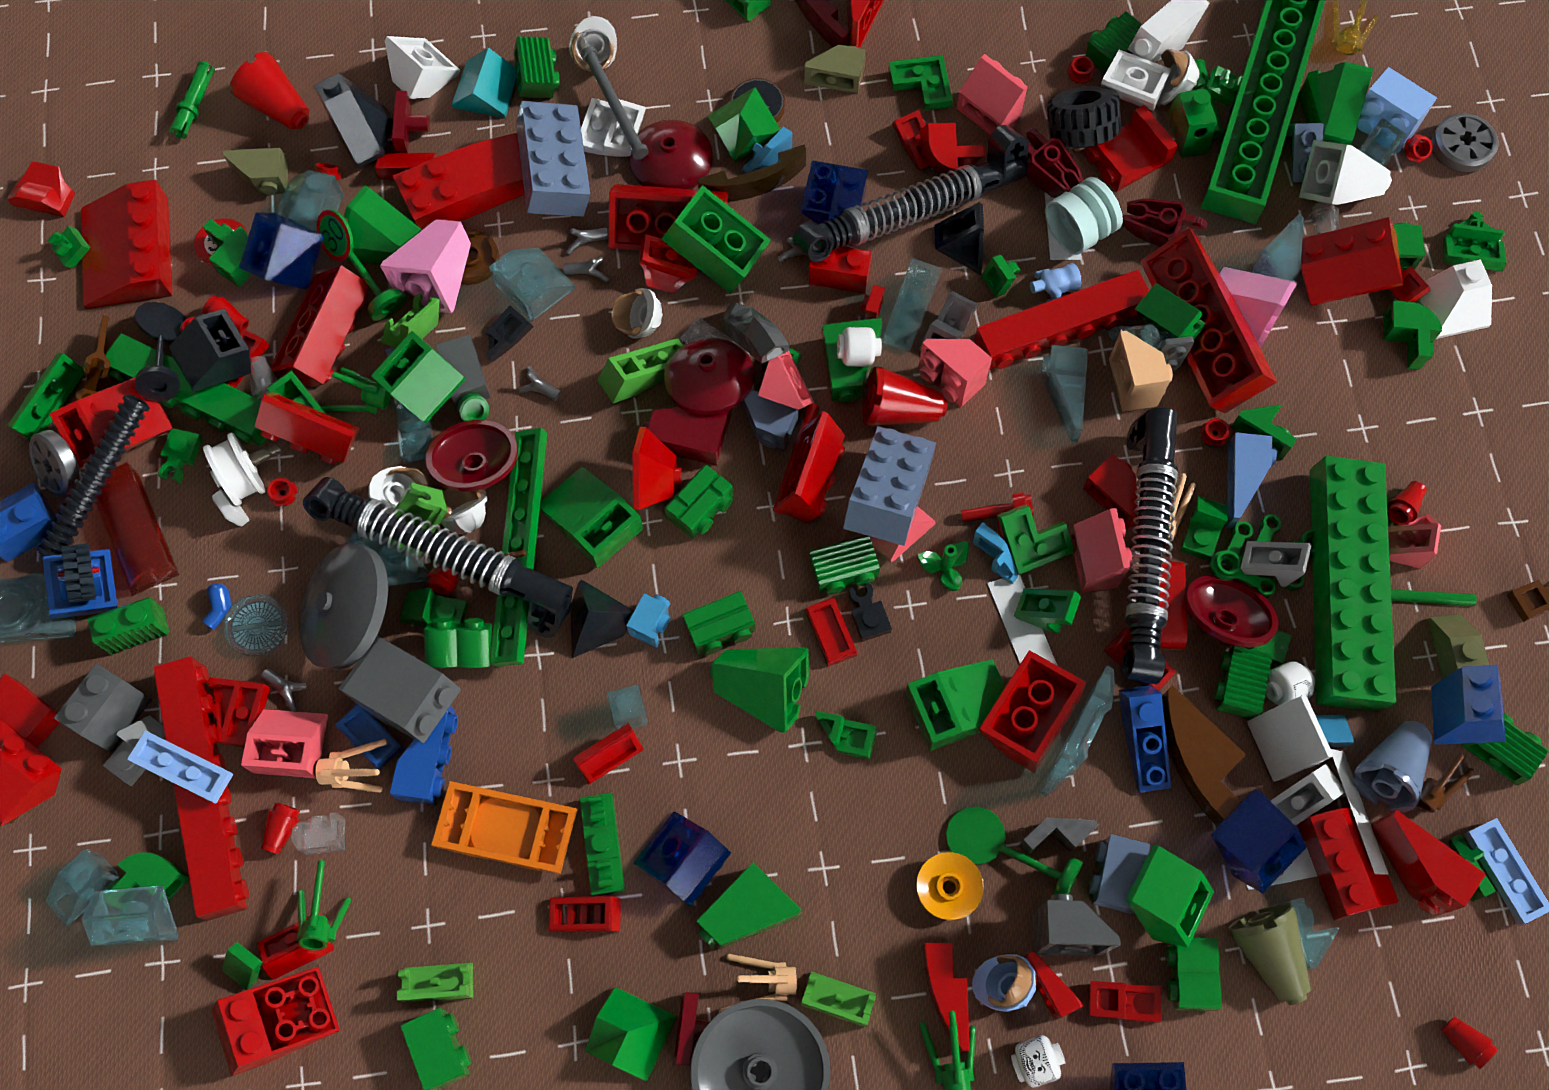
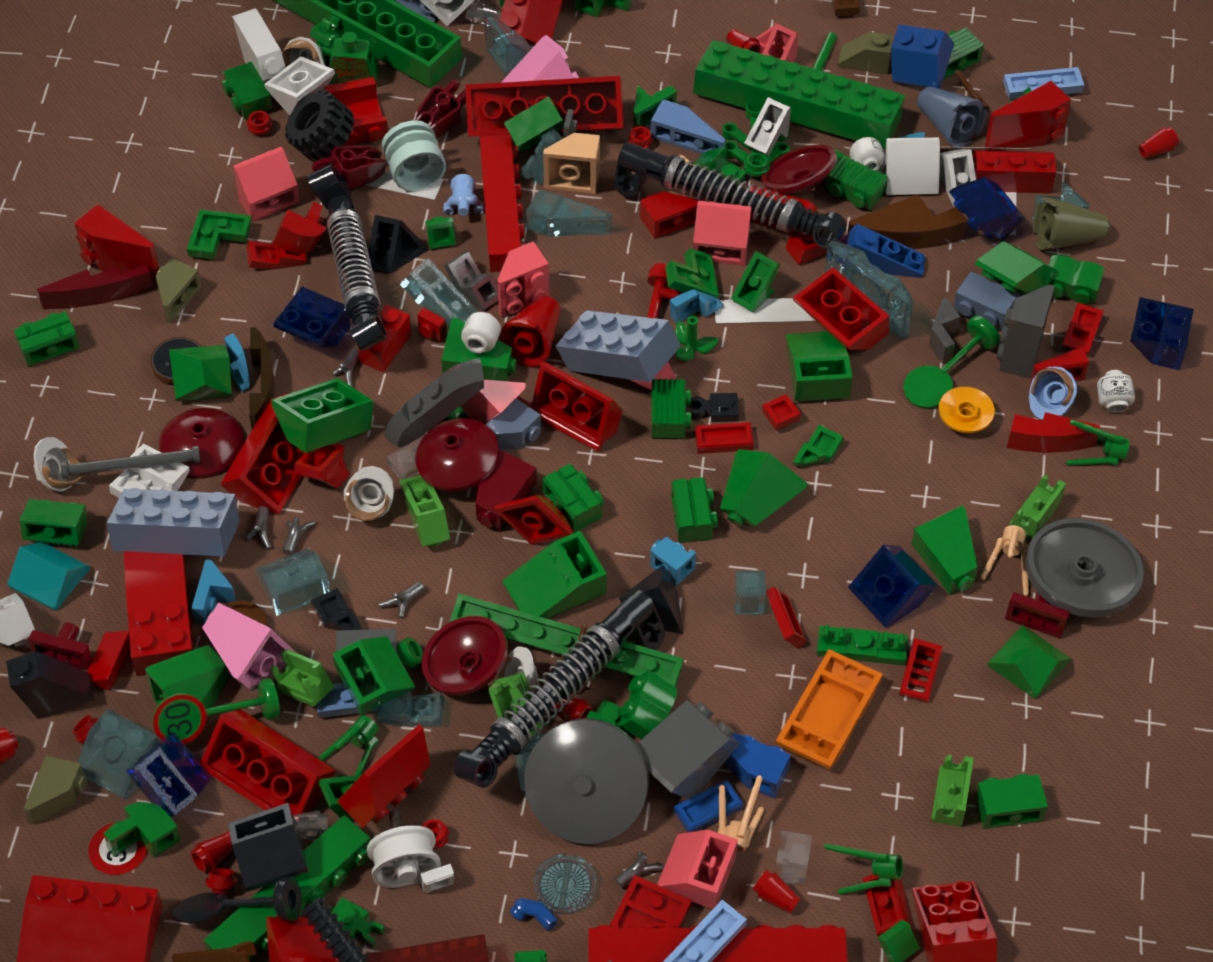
camera: 75 degrees left, 15 degrees down
(392, 483) = (474, 719): white piece -> none
(500, 216) = (211, 589): none -> dark azure slope
(880, 681) = (781, 412): none -> red plate

